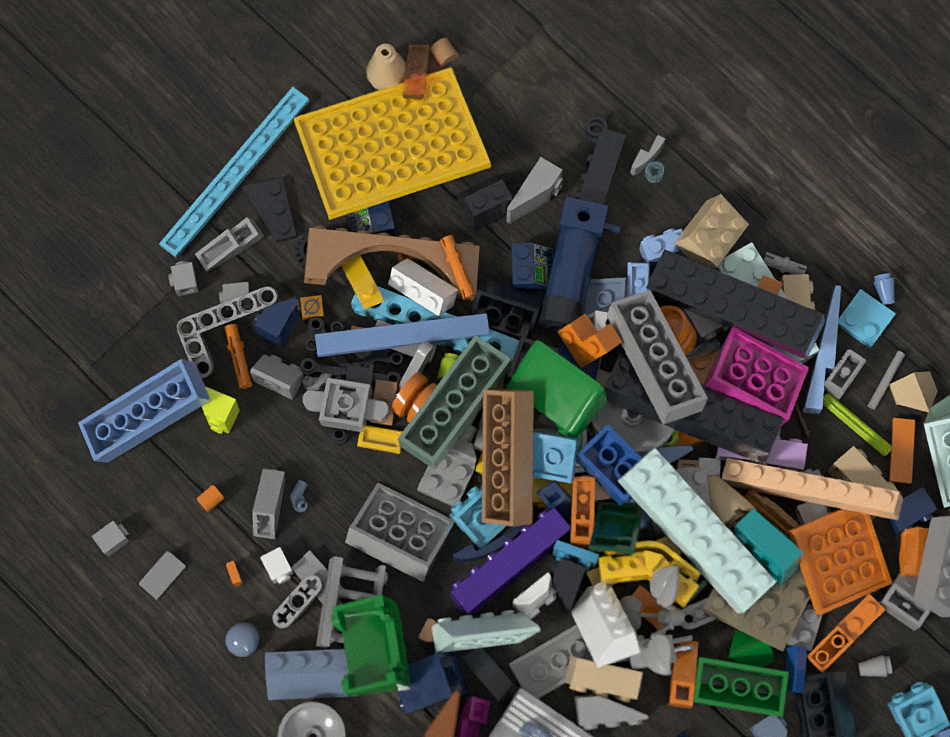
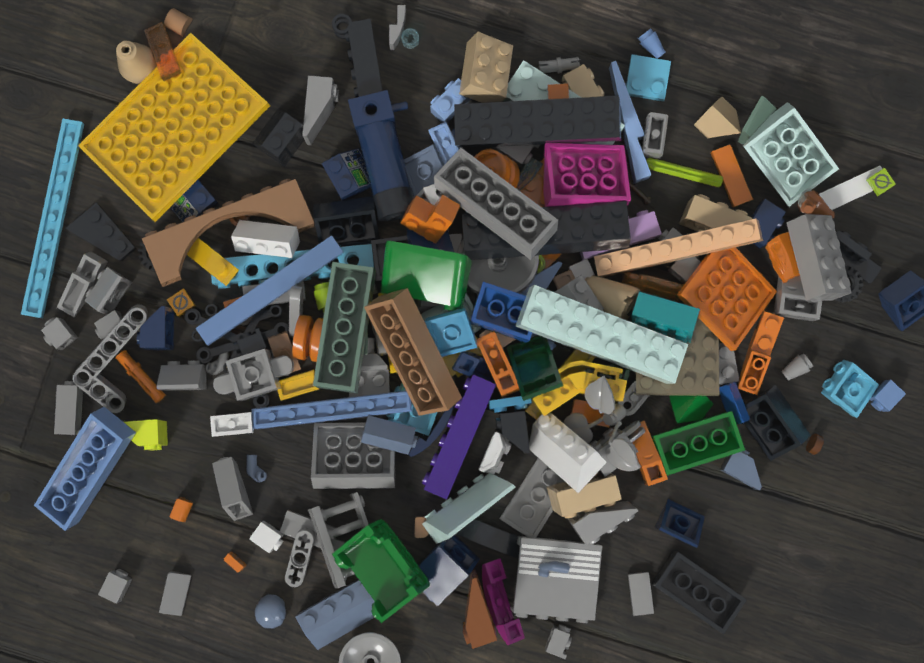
camera: 30 degrees left, 10 degrees up
(156, 351) = (68, 409): none -> light grey brick
(250, 262) = (107, 291): none -> light grey slope
(299, 443) = (231, 424): none -> white plate
(401, 476) = (331, 410): none -> medium blue tile
(444, 527) = (389, 435): none -> sand blue brick
(454, 258) = (279, 201): orange pin -> none
(886, 380) = (690, 122): light grey bar -> none

